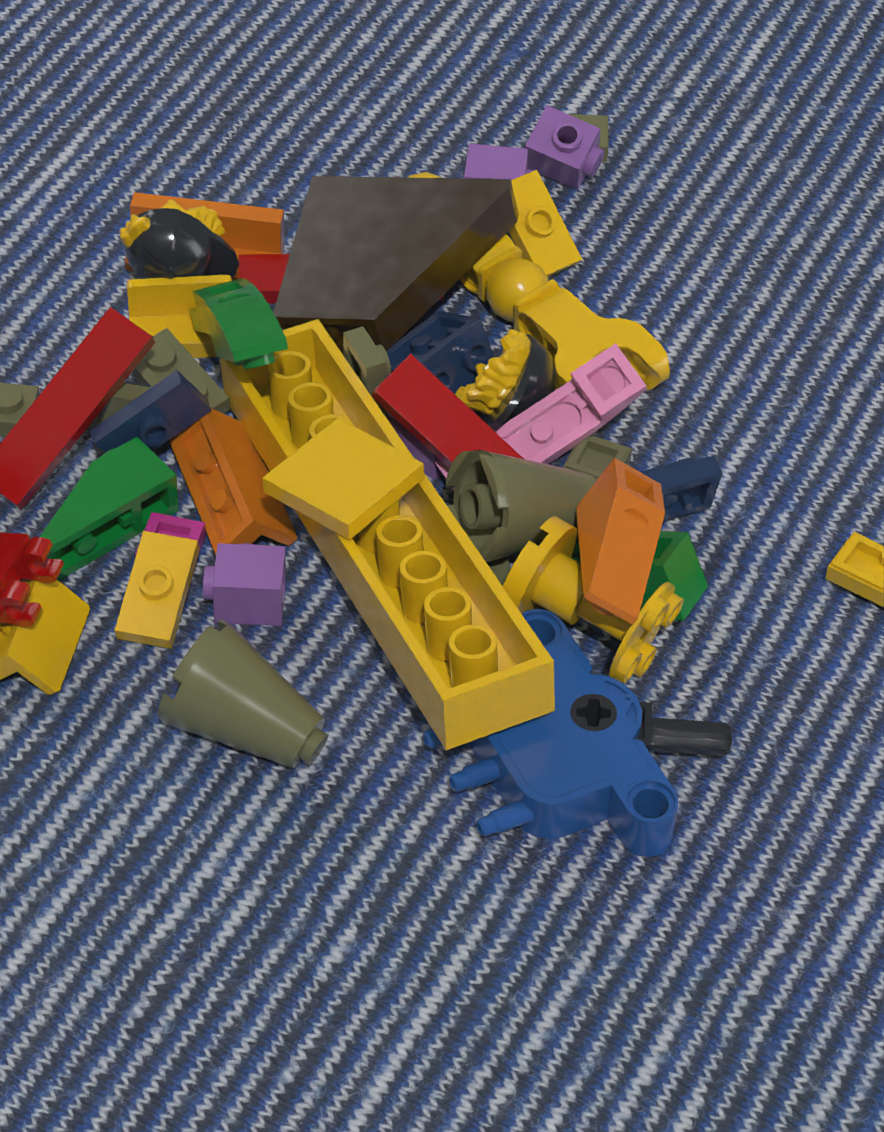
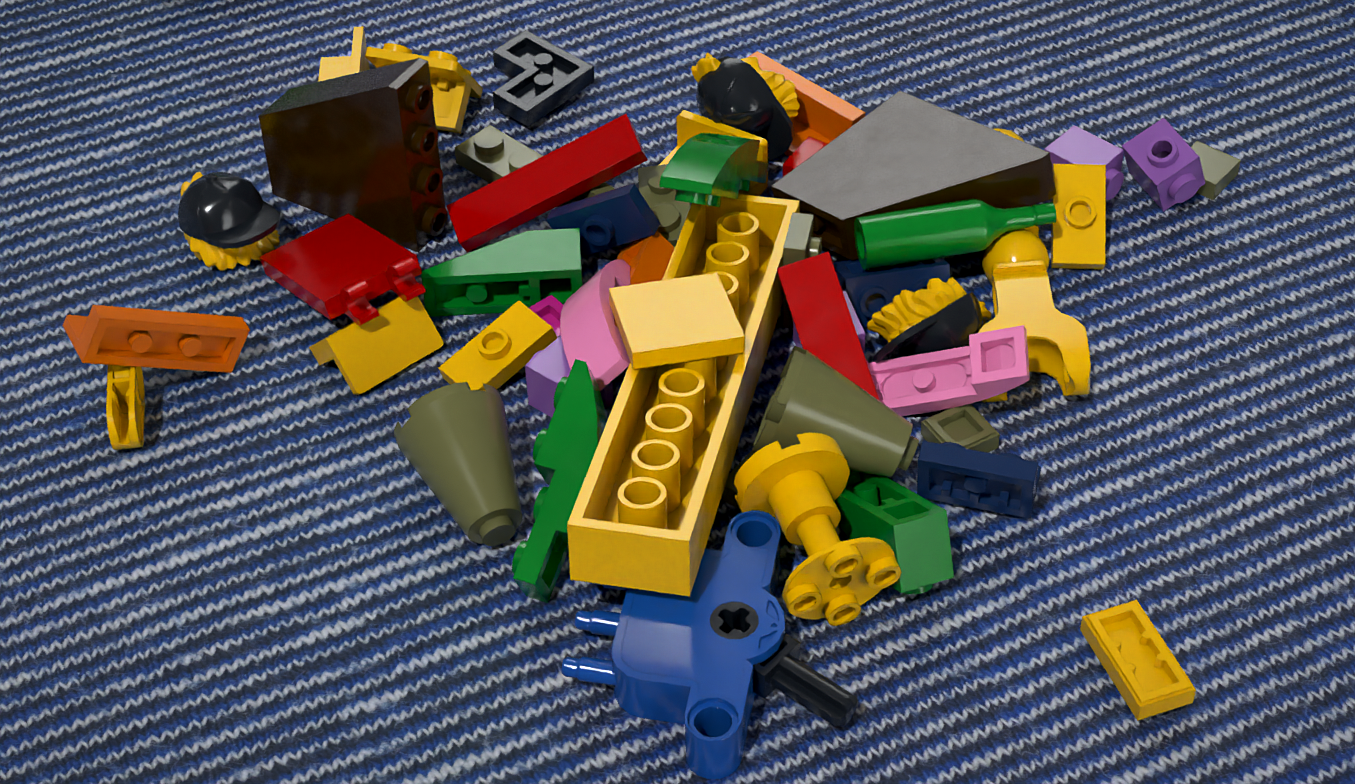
camera: 40 degrees right, 5 degrees down
(254, 519) = (589, 325): none -> bright pink slope
(356, 647) = (563, 460): none -> green slope
(454, 293) = (940, 230): none -> green piece
(618, 539) = (860, 481): orange slope -> none

